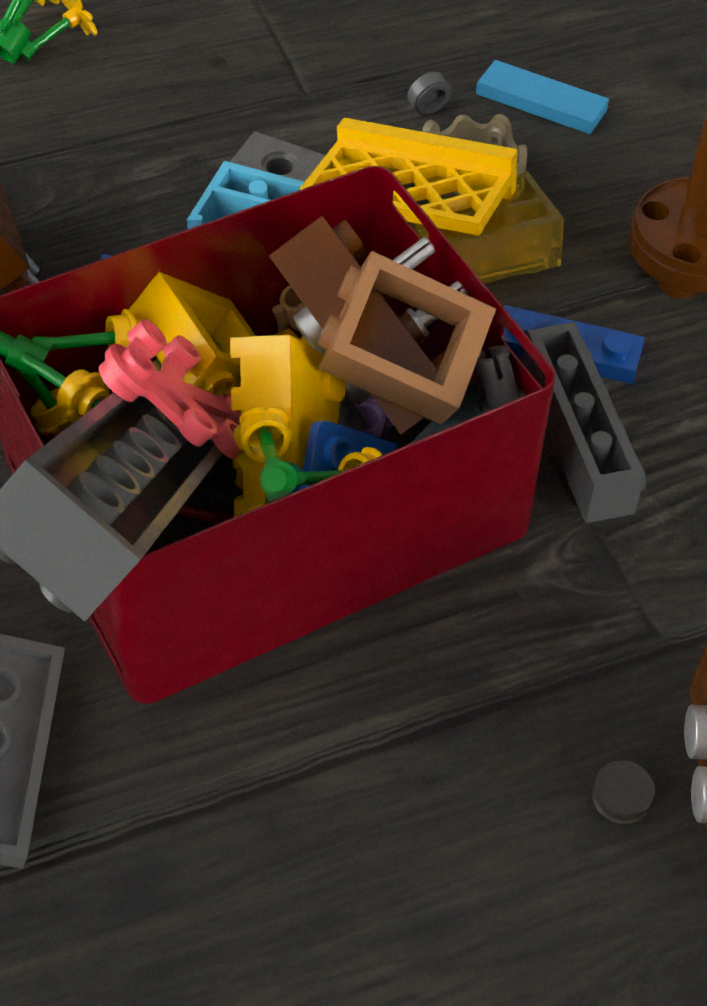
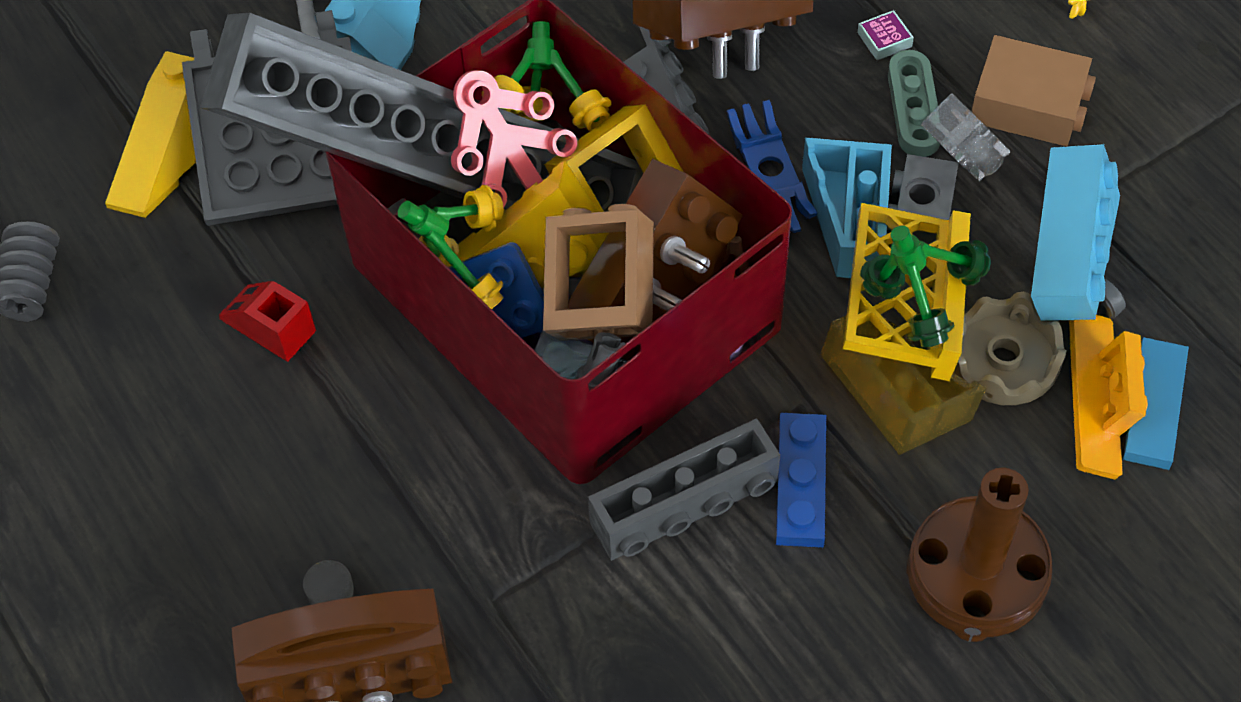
camera: 80 degrees right, 5 degrees up
(46, 161) = (885, 35): none -> tile
(149, 157) = (912, 91): none -> sand green plate
(174, 76) = (1033, 90): none -> medium nougat brick
(222, 793) = (271, 318): none -> red slope
(230, 114) = (966, 137): none -> clear brick
(376, 70) = (1075, 233): none -> medium azure wedge
(428, 120) = (908, 256): none -> plant
(536, 107) = (1105, 392): none -> light orange bracket

